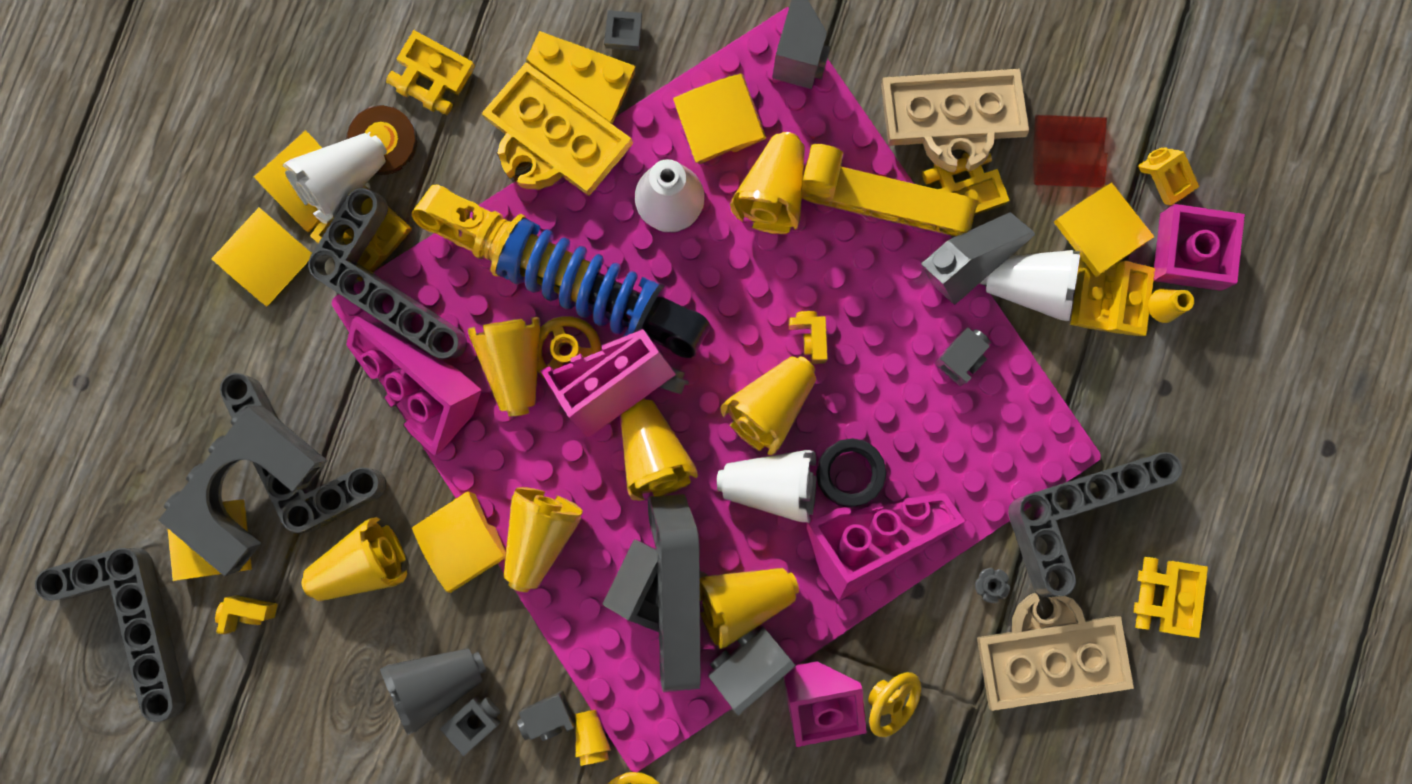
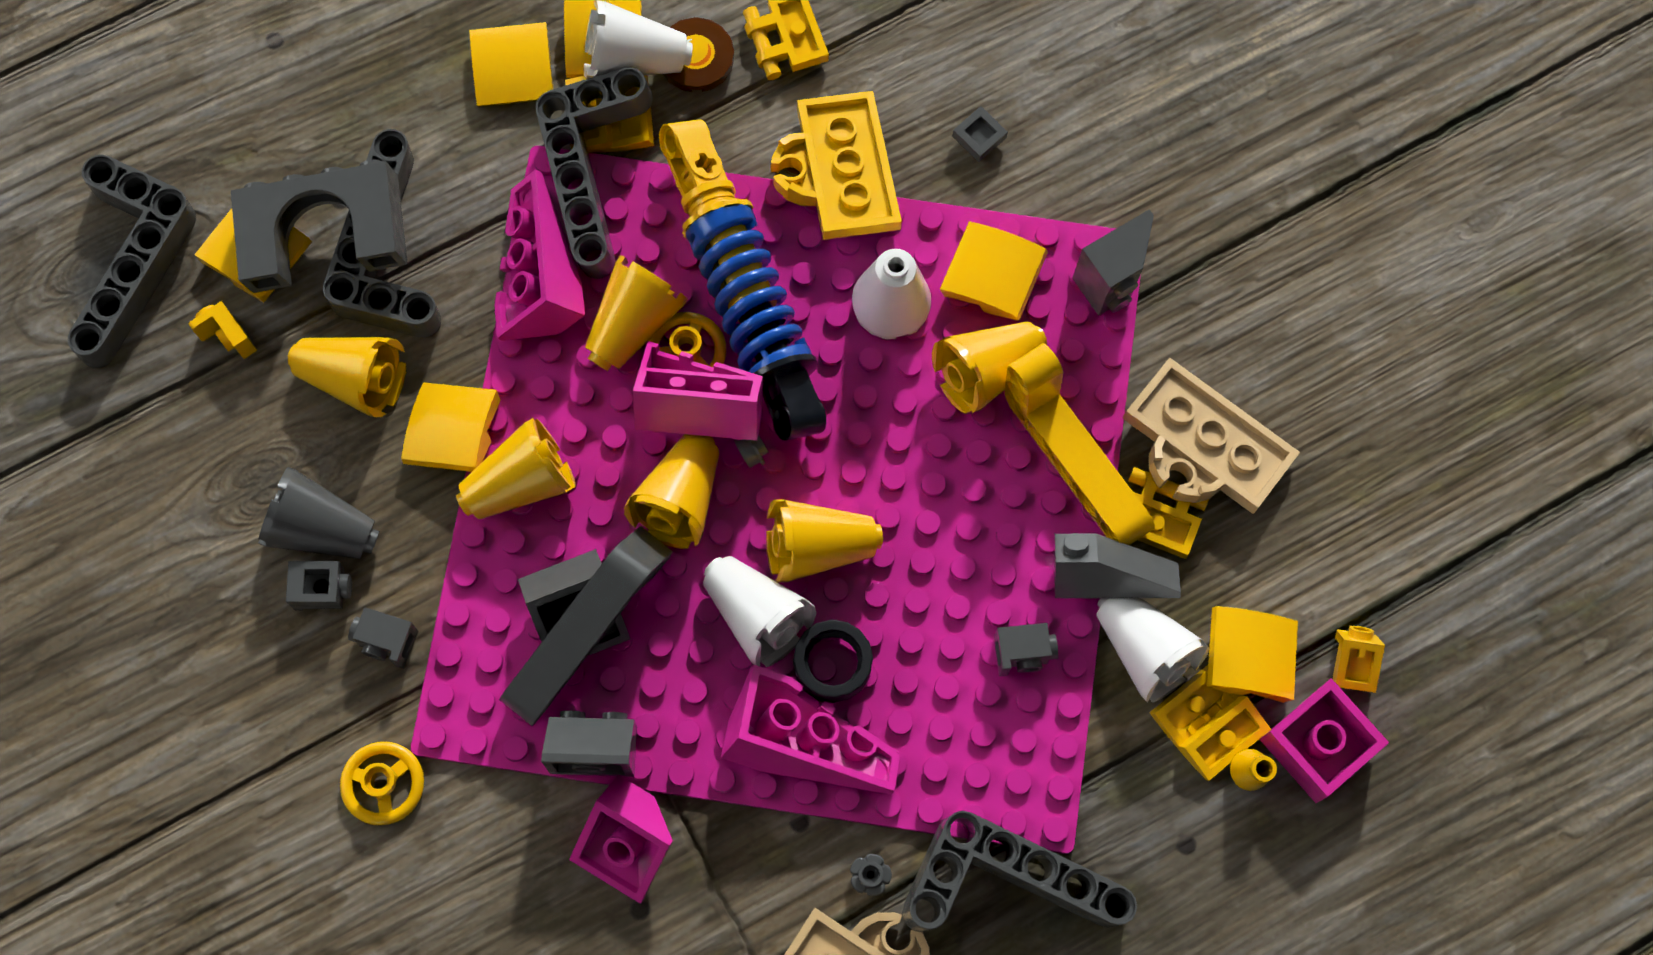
camera: 40 degrees right, 10 degrees down
(583, 73) = (913, 141): yellow wing -> none
(590, 739) = (400, 691): yellow cone -> none
(744, 601) = (639, 683): yellow cone -> none
(815, 342) = (905, 523): yellow bracket -> none
(888, 699) = (686, 886): yellow piece -> none
(1069, 151) = (1284, 562): clear red slope -> none

